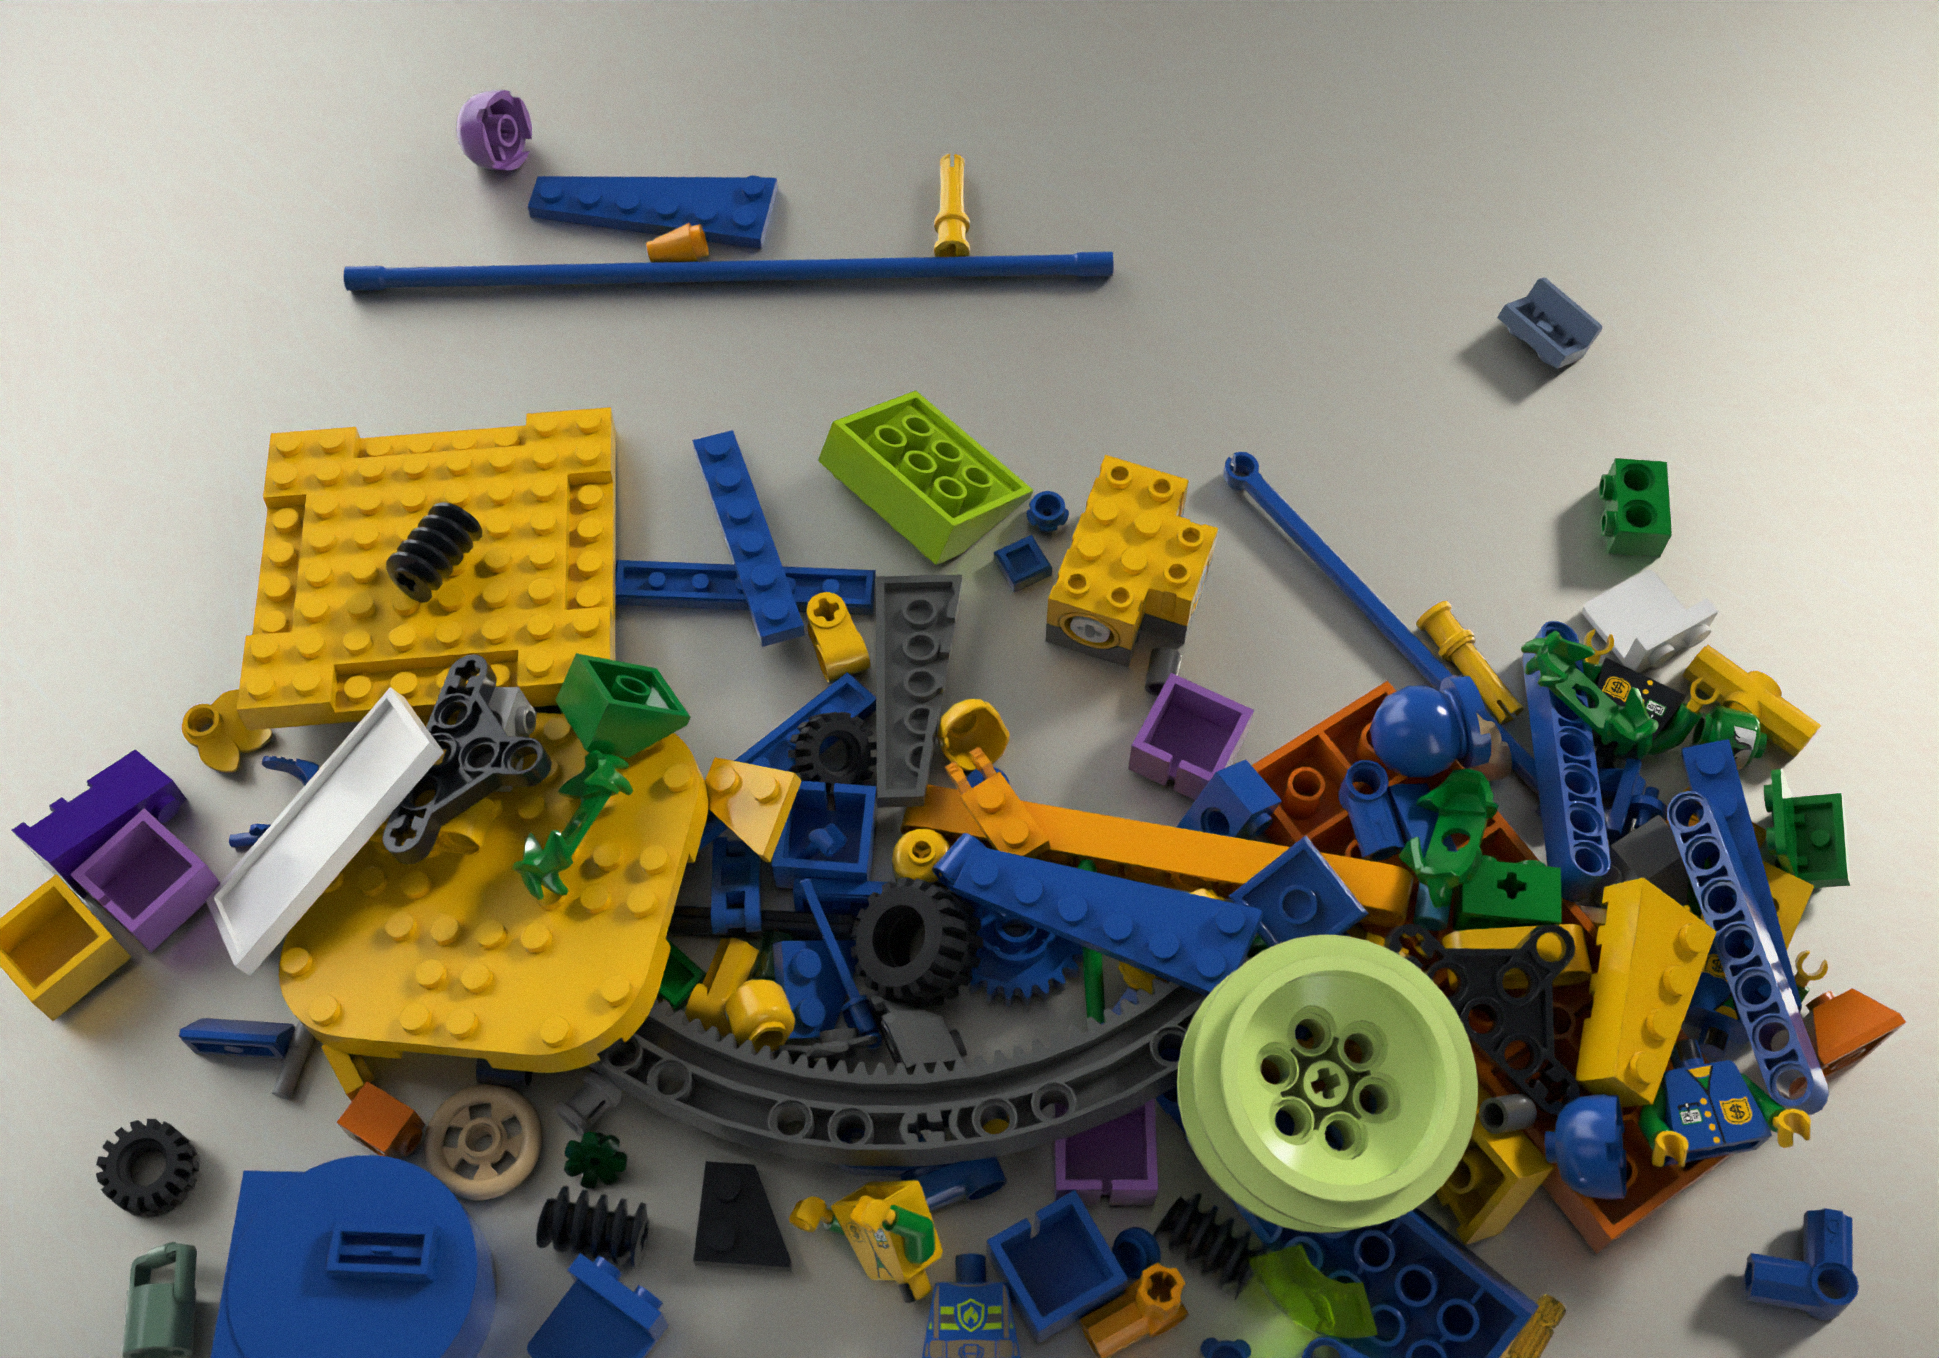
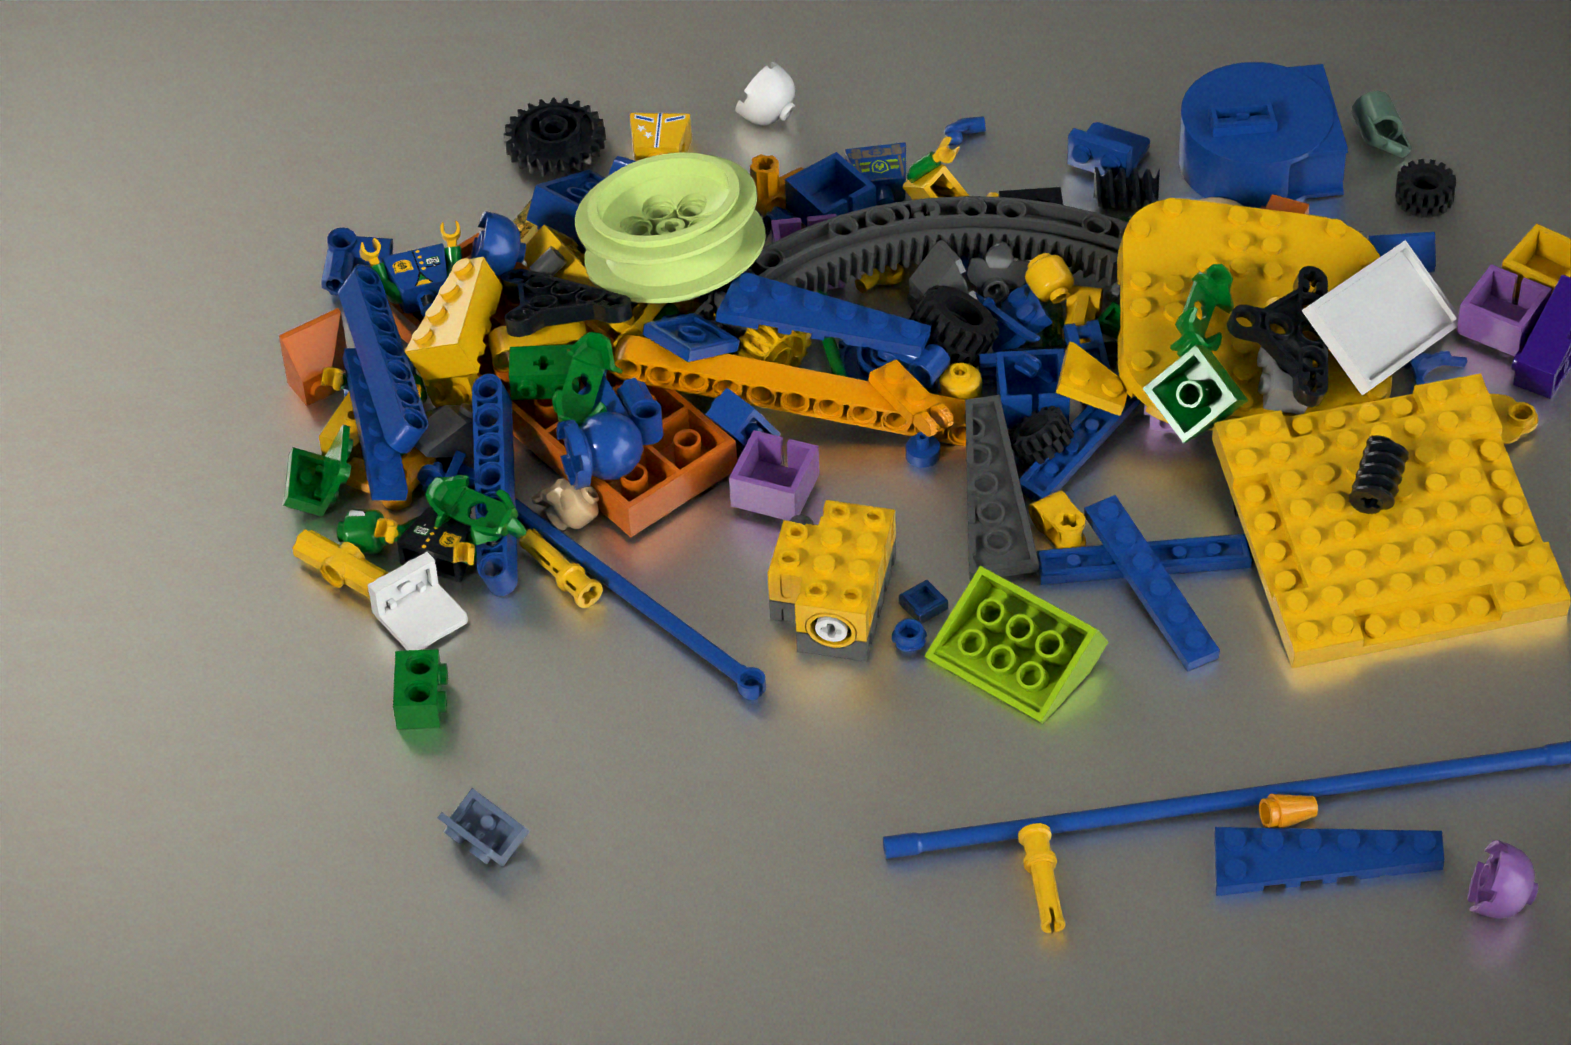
camera: 175 degrees right, 15 degrees down
(970, 726) = (942, 470): yellow hair -> none

